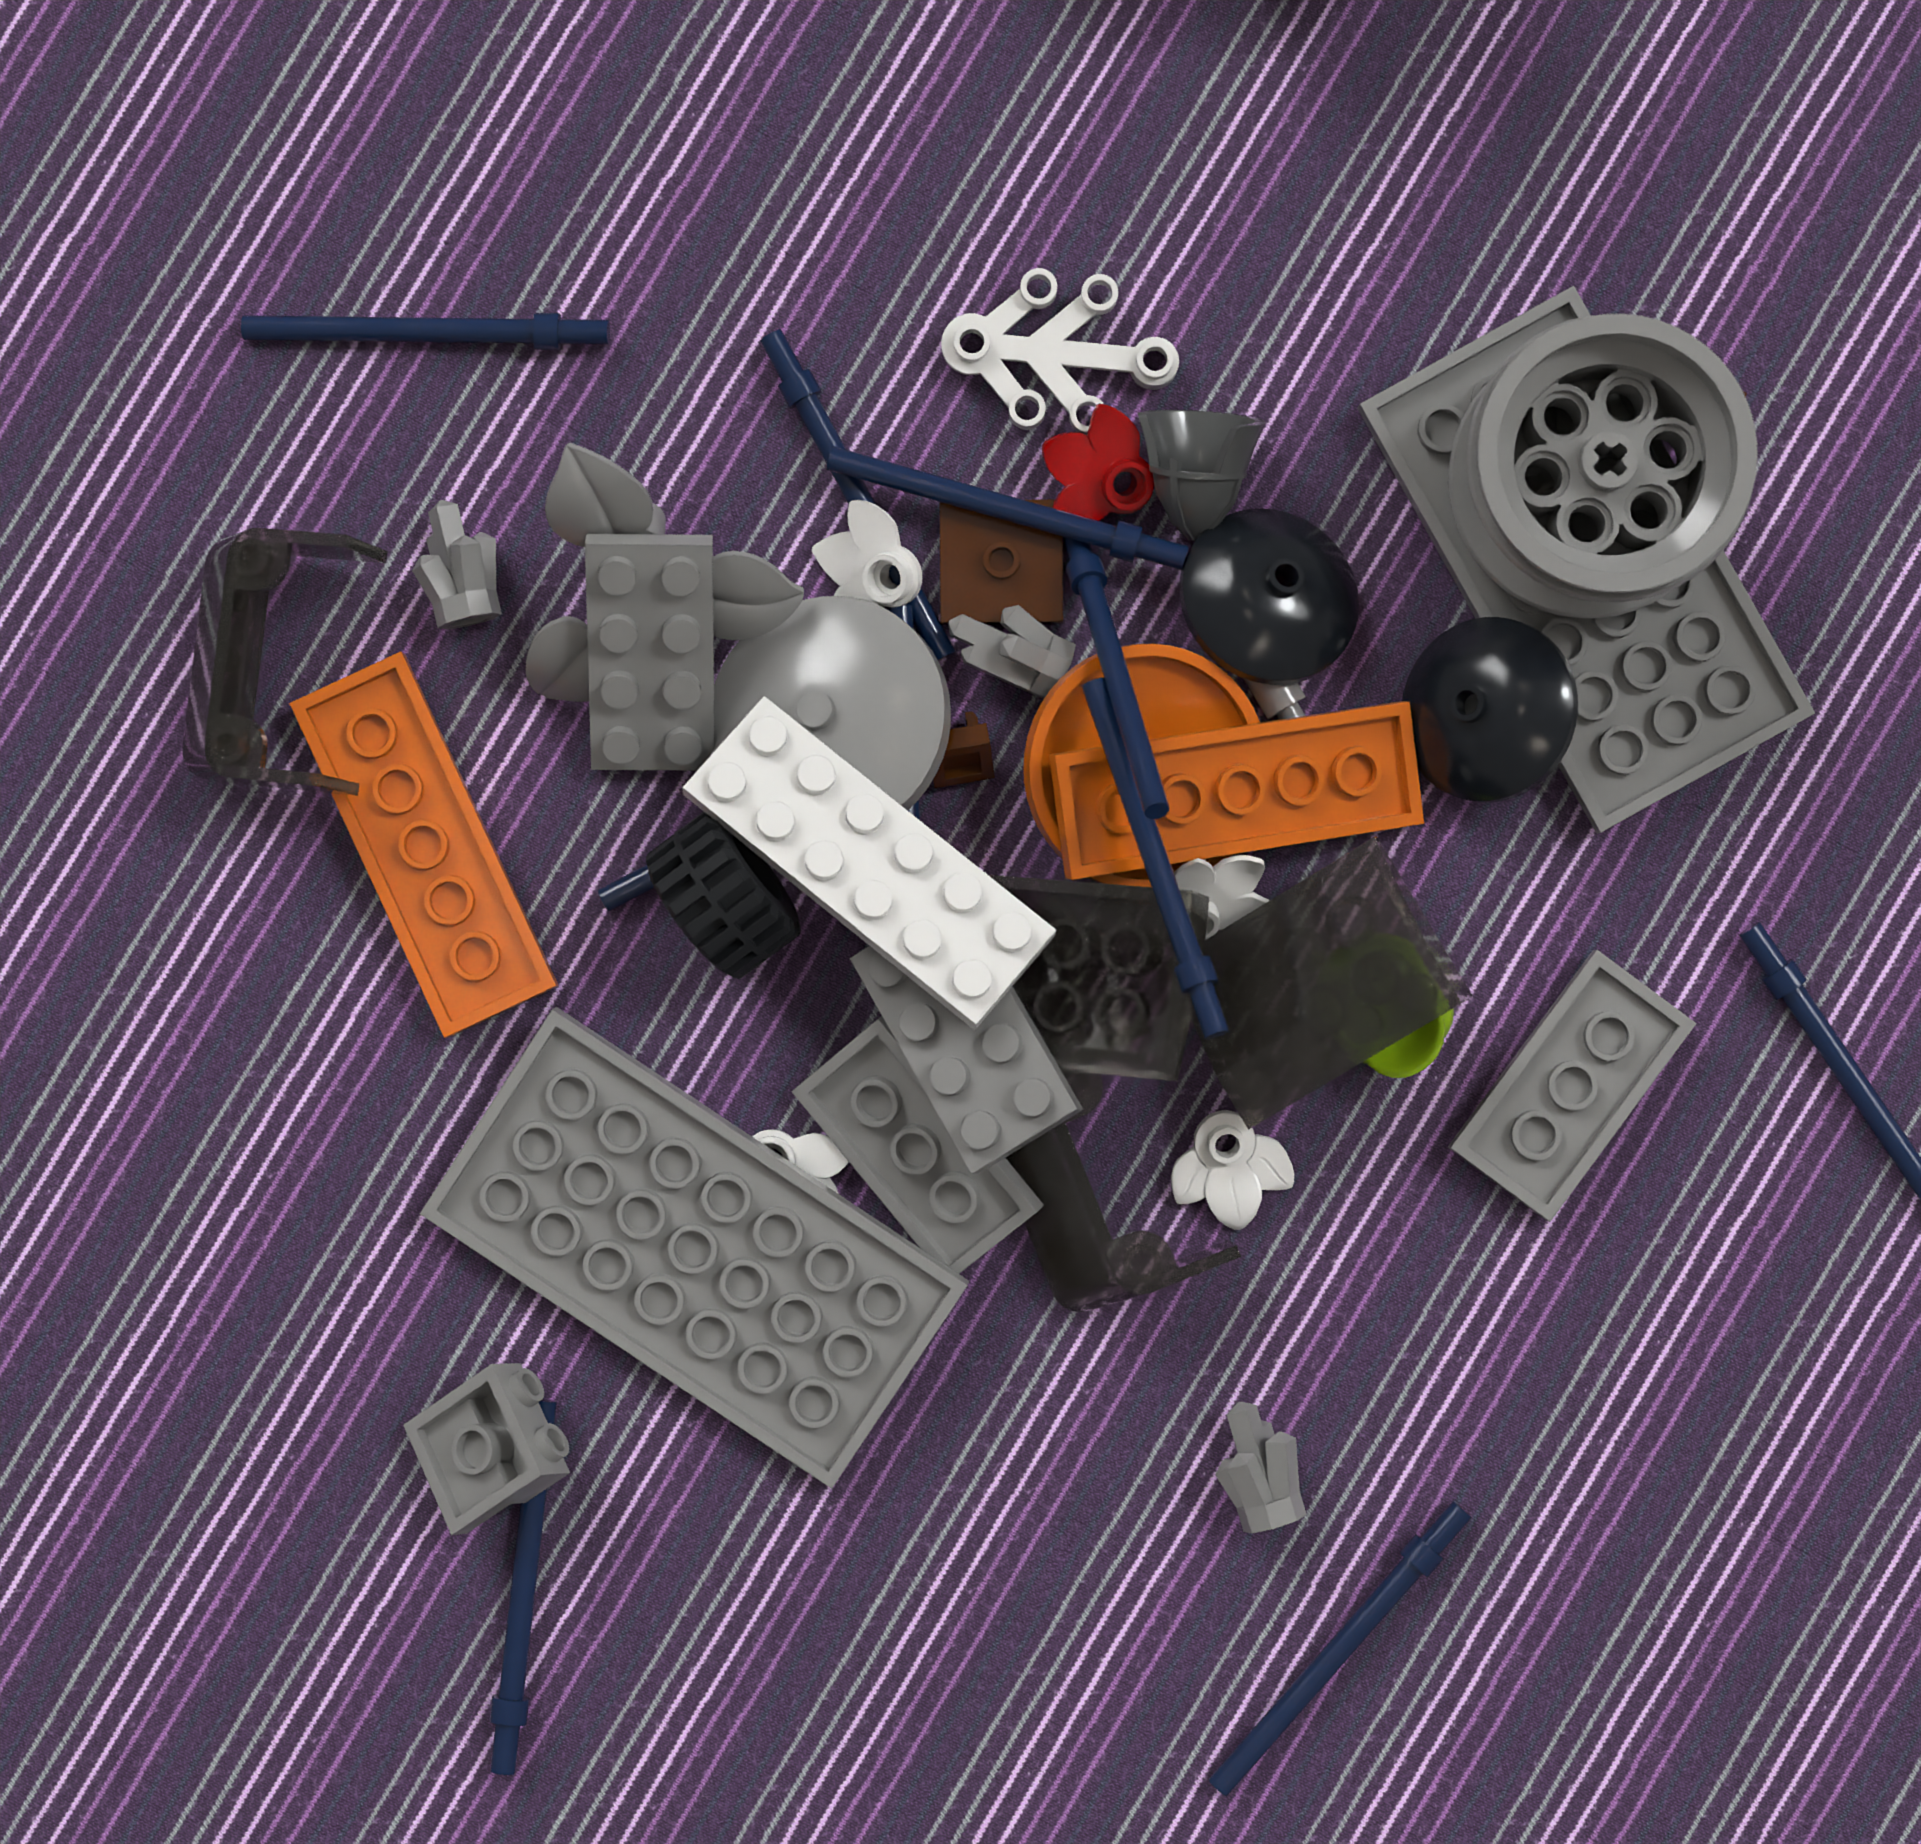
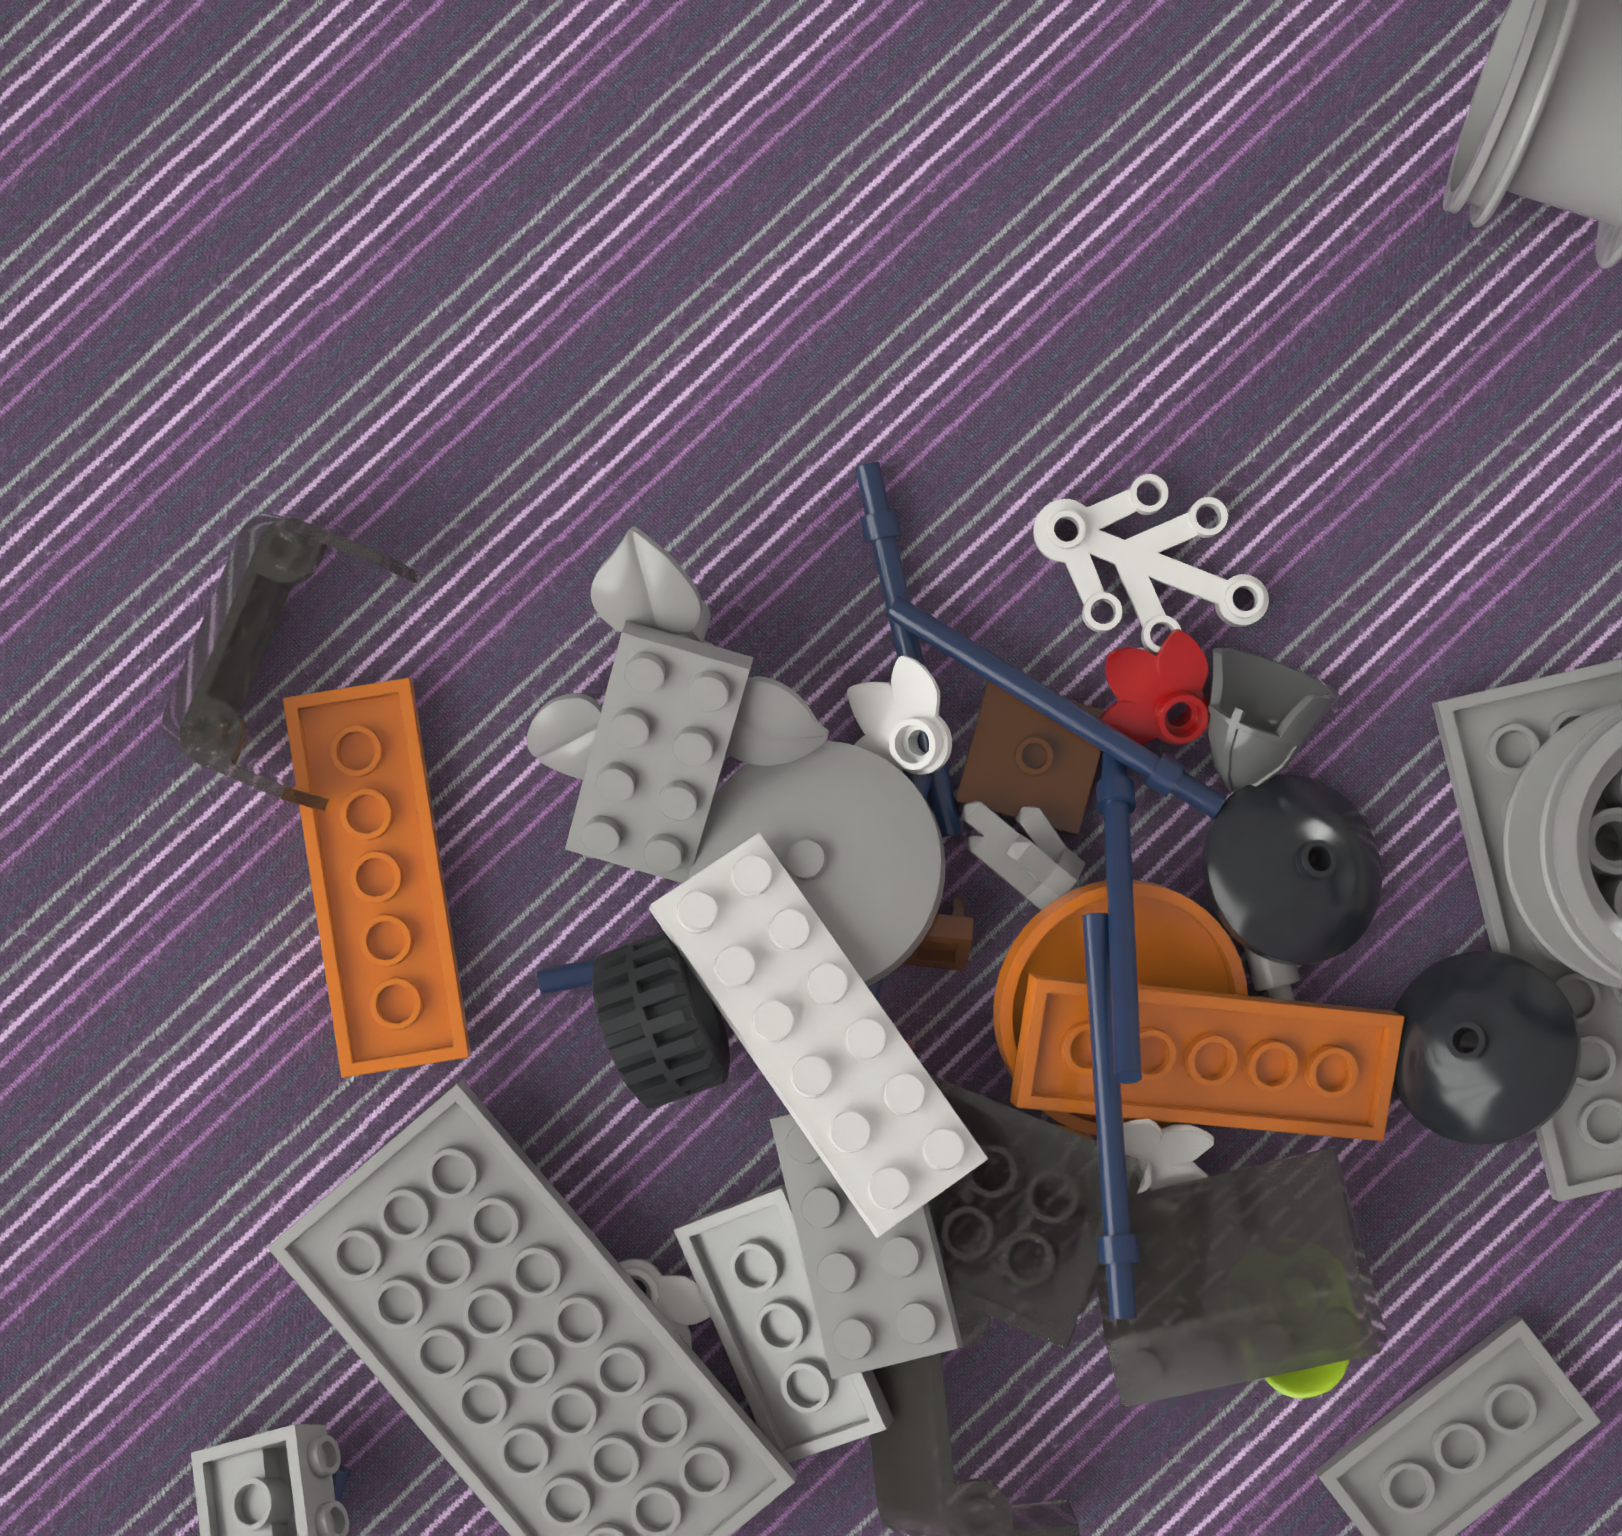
camera: 15 degrees right, 0 degrees up
(458, 571) = (490, 614): light grey rock -> none
(545, 330) = (642, 397): dark blue bar -> none
(1232, 1178) = (1090, 1440): white plate -> none

